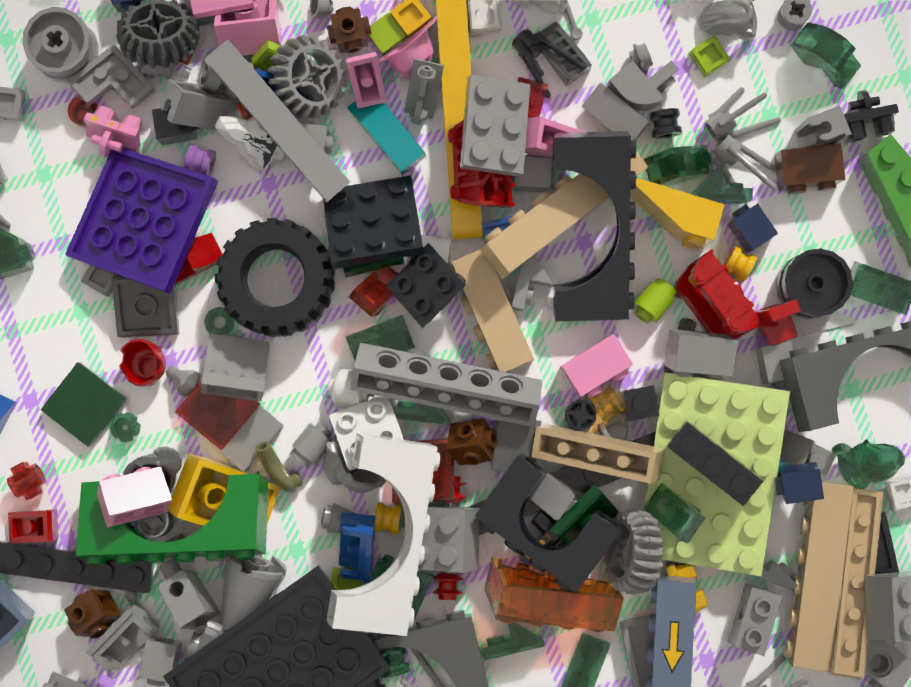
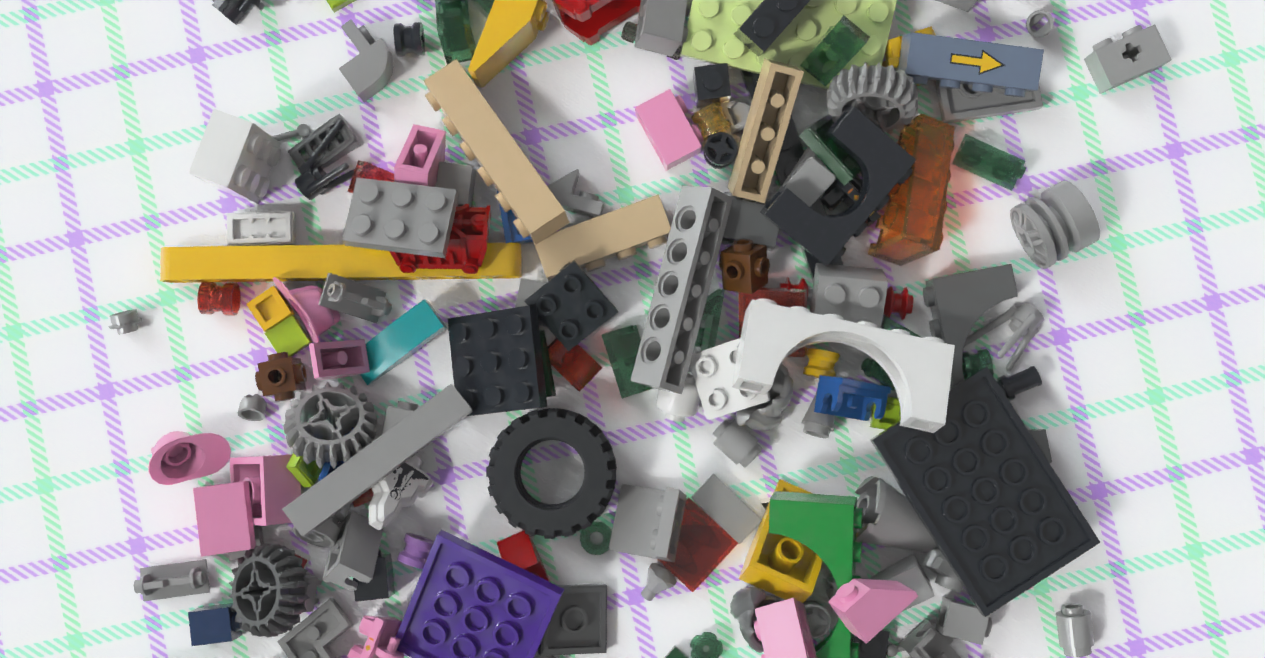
camera: 85 degrees left, 0 degrees up
(142, 362) = (636, 625): red hair -> none
(167, 569) = (870, 605): none -> bright pink slope
(276, 470) = (762, 483): olive arm -> none
(521, 640) = (959, 229): clear green slope -> none
(604, 290) = (585, 112): black arch -> none
(614, 112) = (395, 92): light grey slope -> none
(641, 56) = (332, 61): light grey plate -> none
(654, 301) = (601, 63): lime brick -> none

